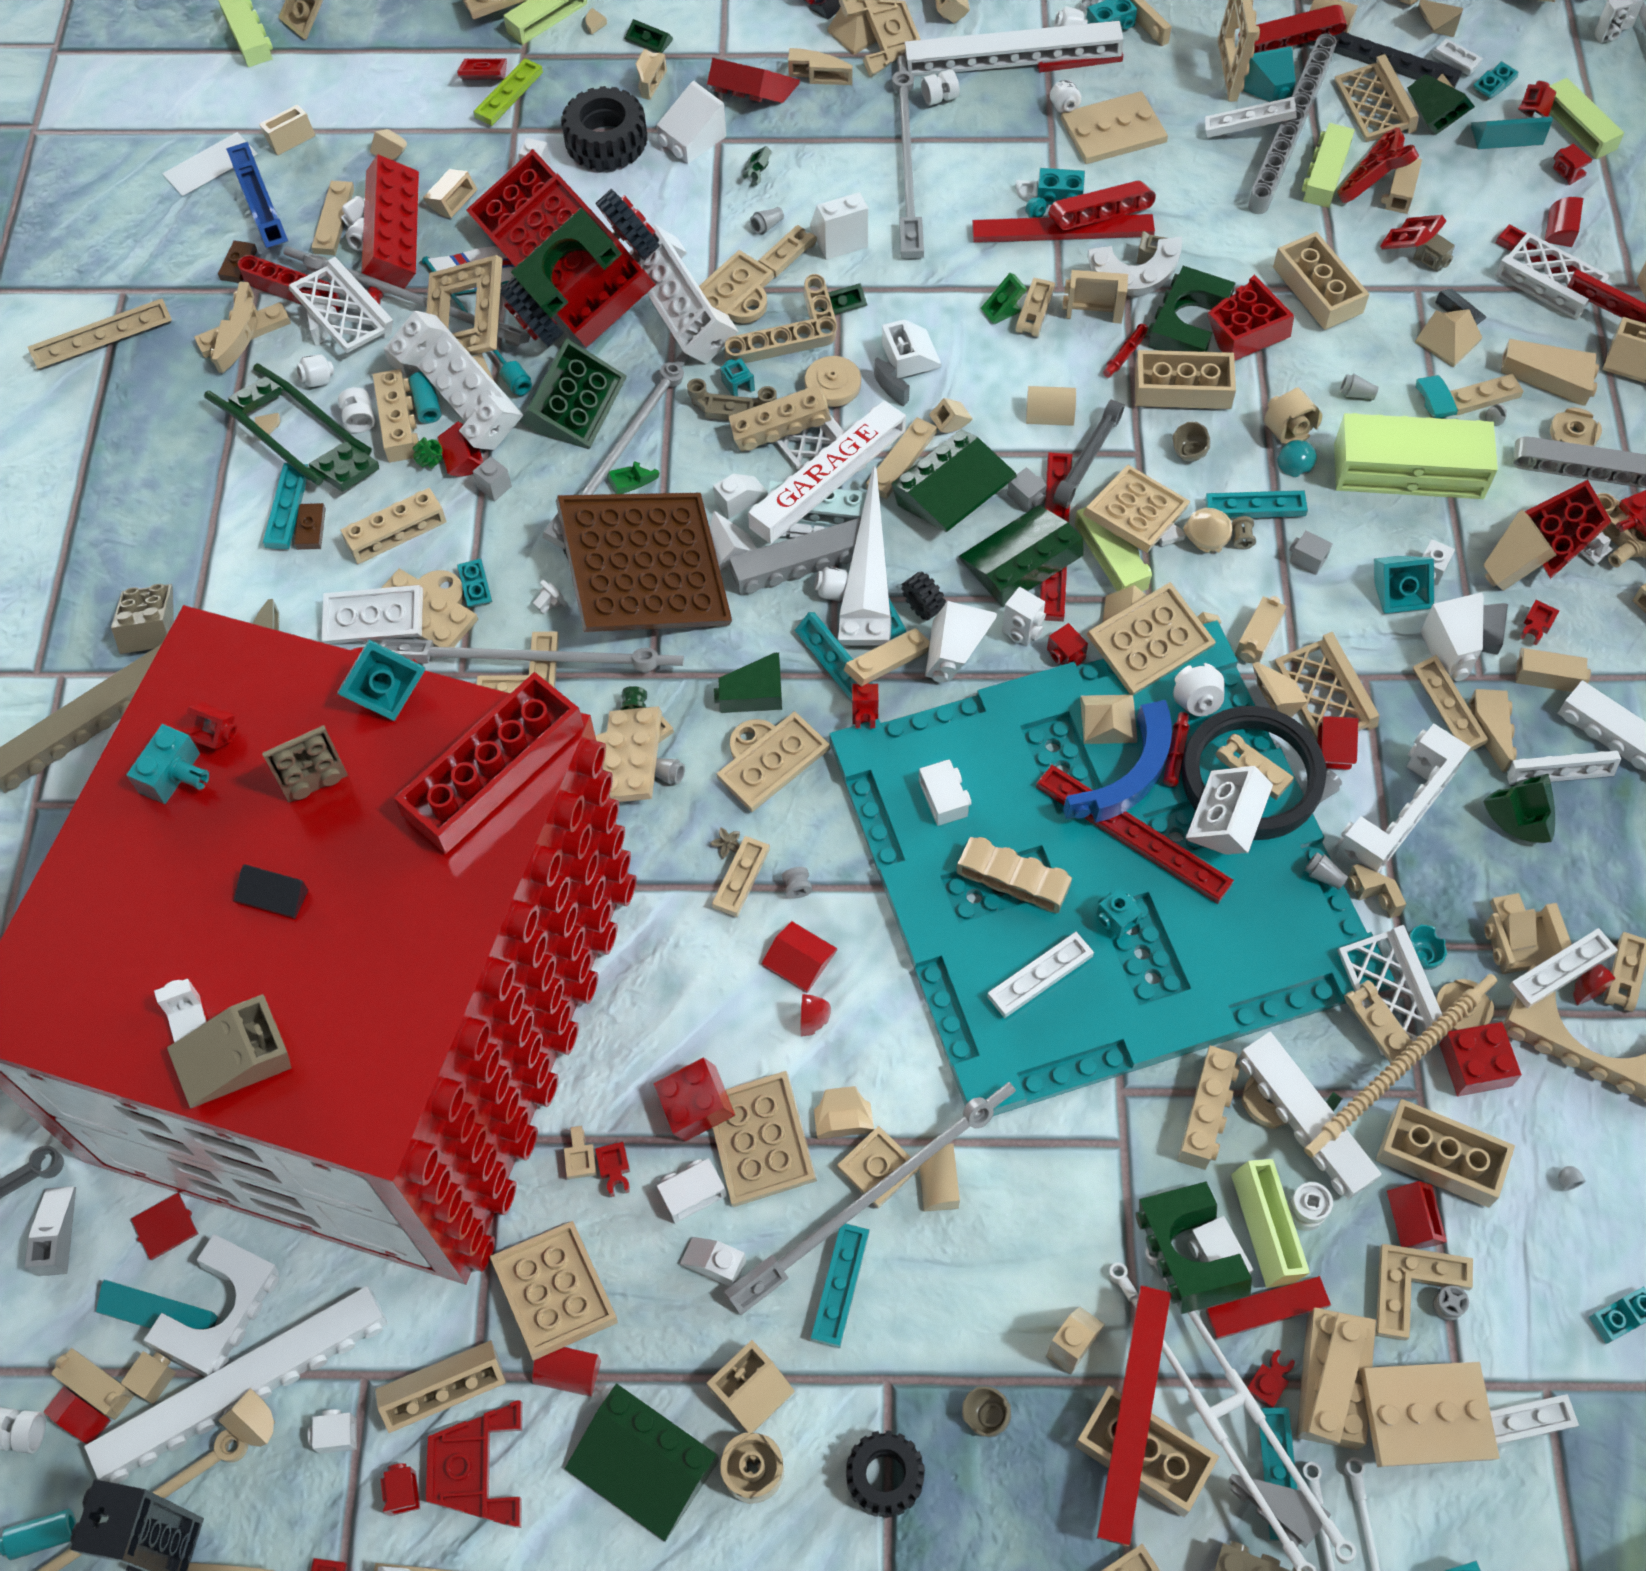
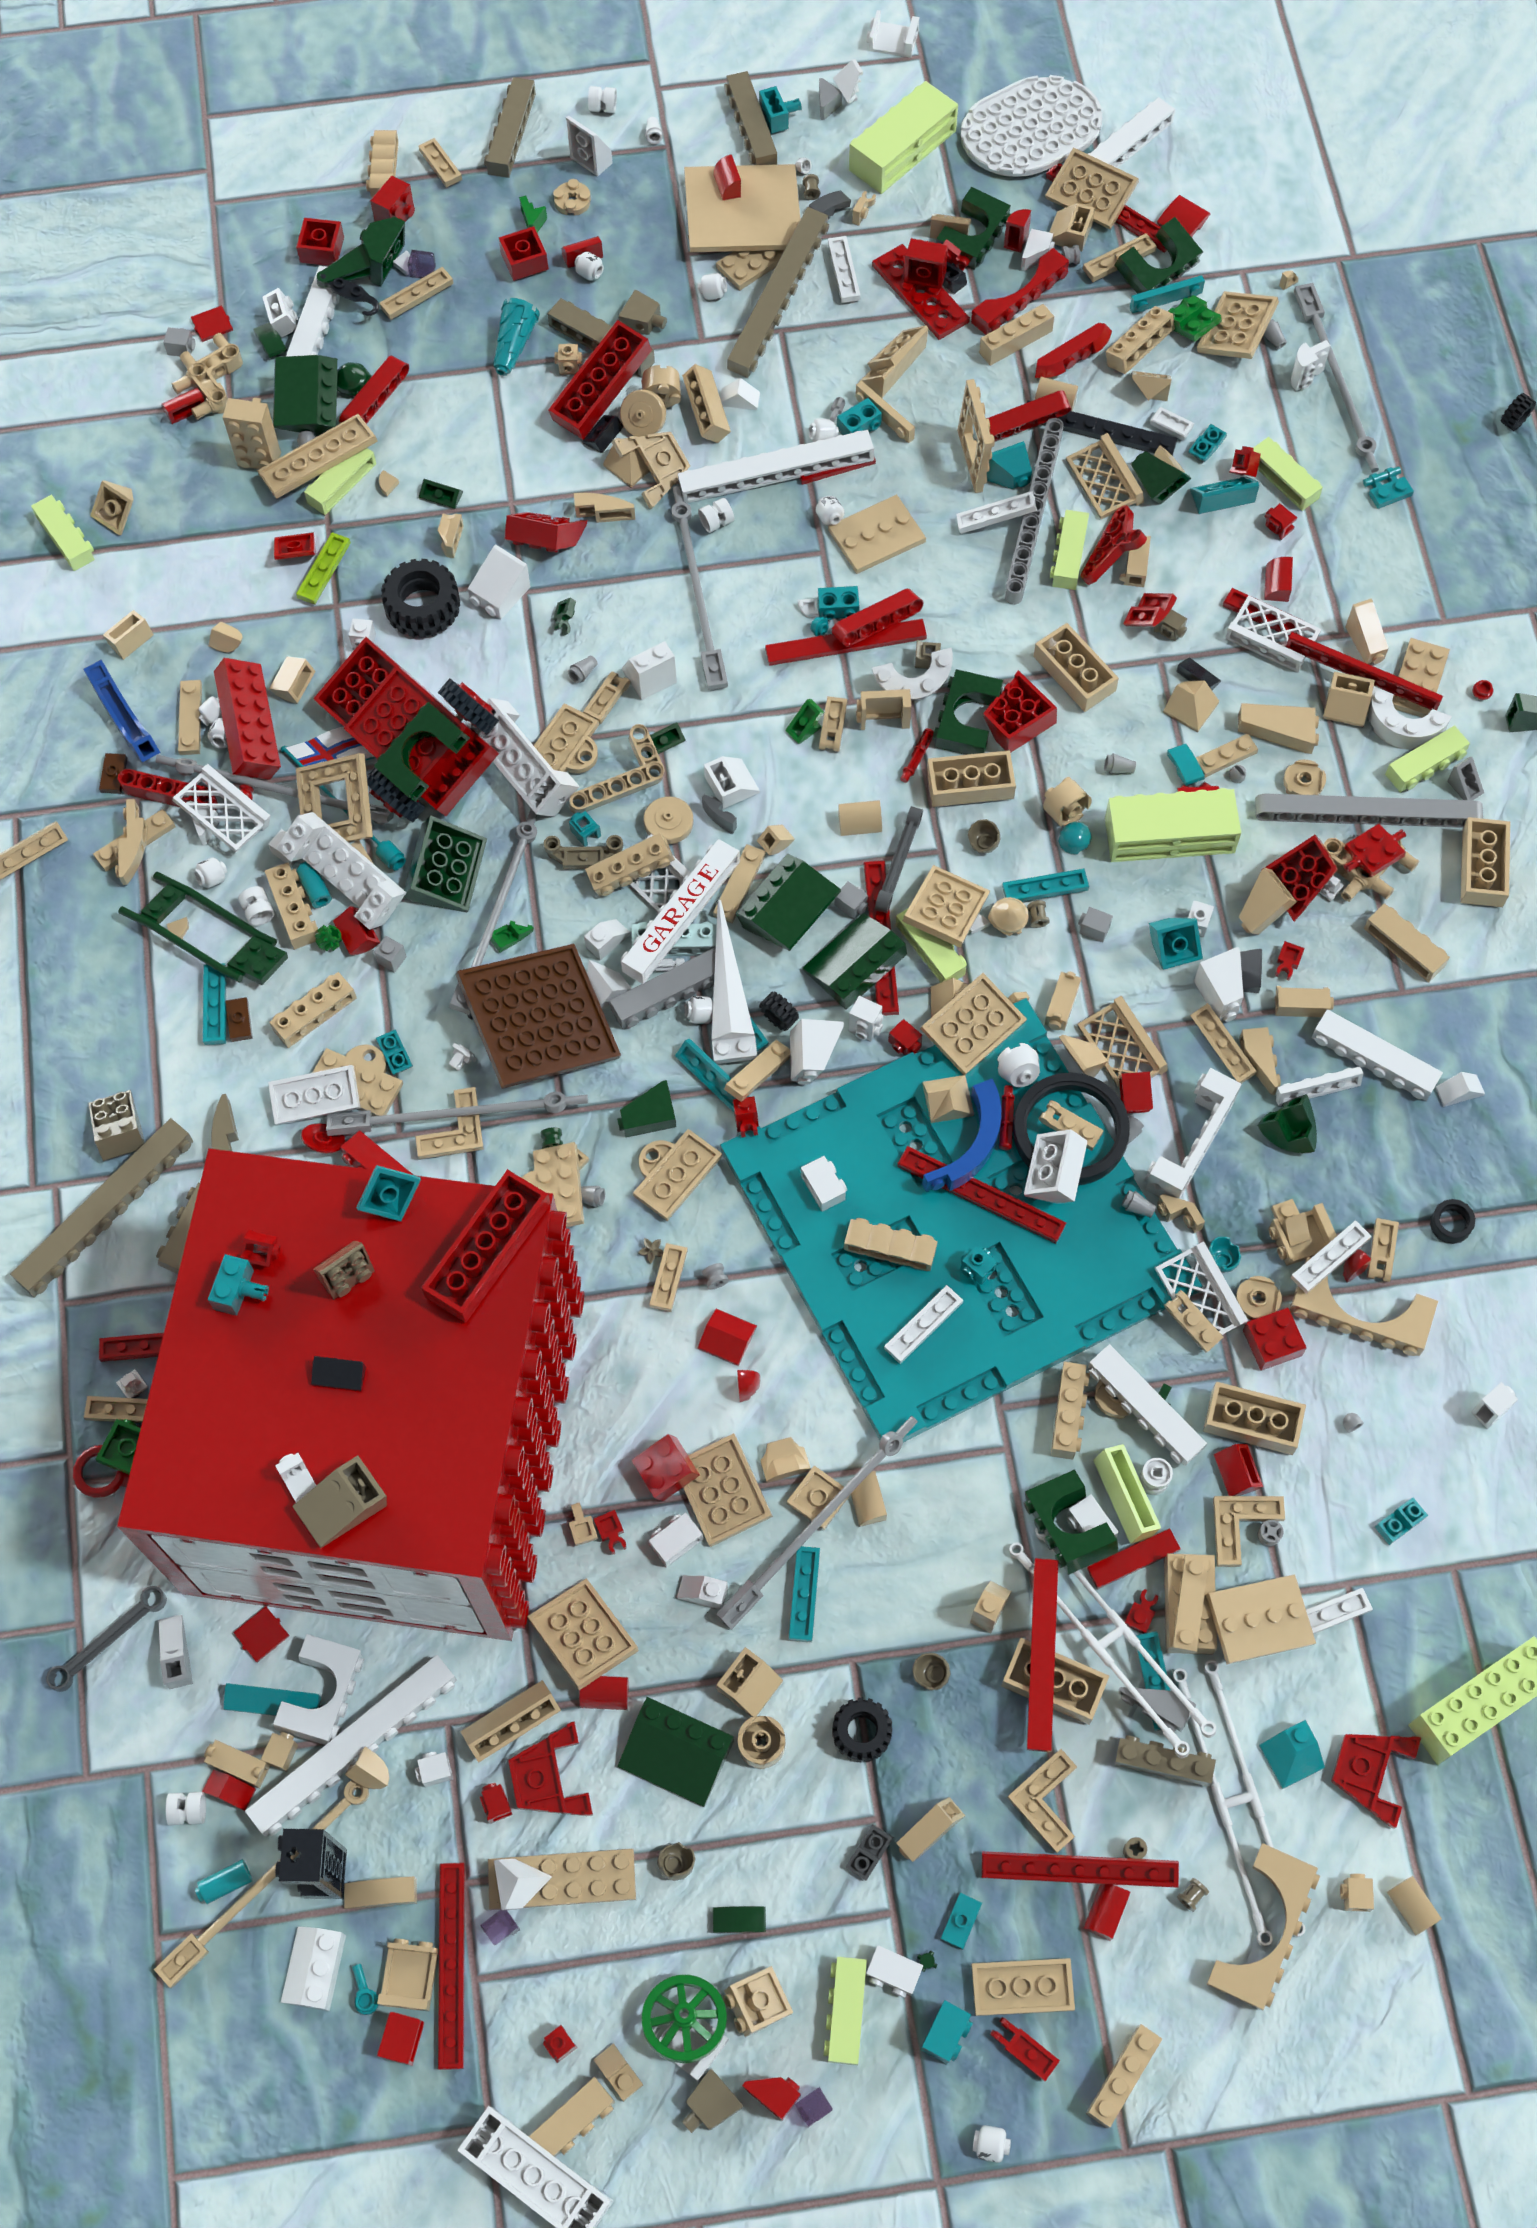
camera: 10 degrees left, 5 degrees up
(204, 165) = (61, 677): white sticker -> none
(1397, 1068) = (1165, 1415): tan hose -> none

